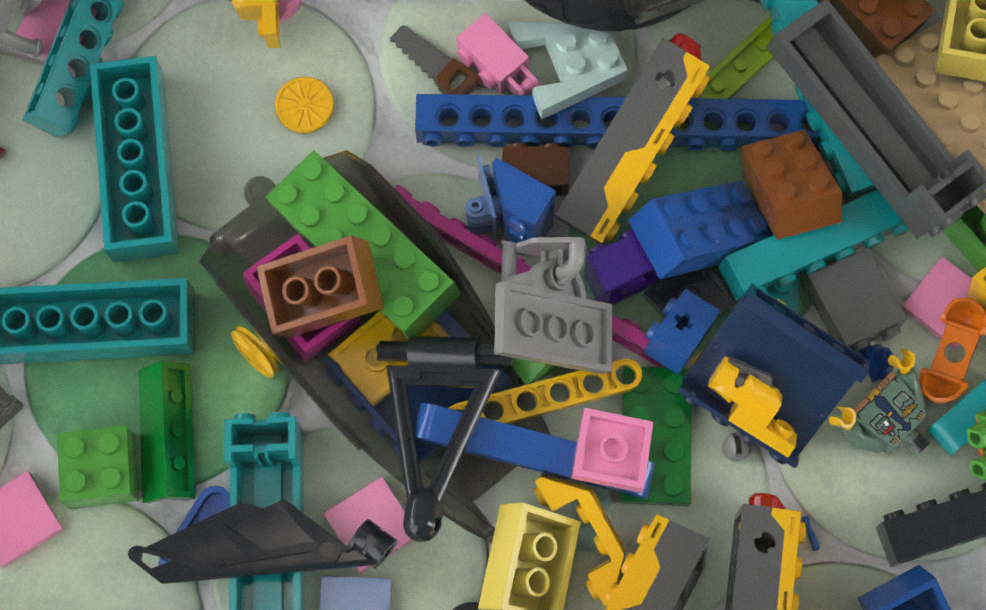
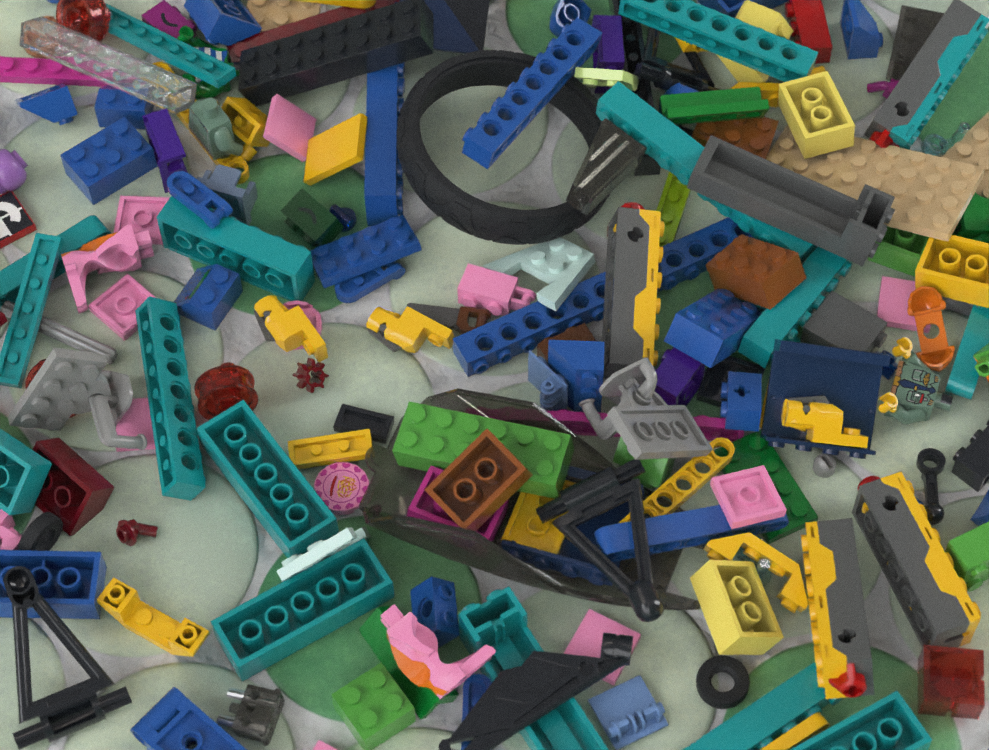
camera: 30 degrees left, 15 degrees down
(133, 272) = (321, 550): none -> light aqua wing
(145, 34) = (223, 388): none -> clear red wheel
(160, 433) = (418, 658): none -> bright pink hips
(209, 202) = (341, 487): none -> bright pink tile
(217, 395) = (436, 608): none -> blue brick
(220, 154) = (330, 449): none -> yellow plate
(244, 66) = (317, 374): none -> dark red gear
(254, 352) = (444, 565): yellow wheel -> none
(276, 141) = (355, 418): none -> black tile
(304, 104) = (369, 388): yellow wheel -> none
(377, 57) = (407, 330): none -> yellow plate
(821, 565) = (929, 476): none -> black piece

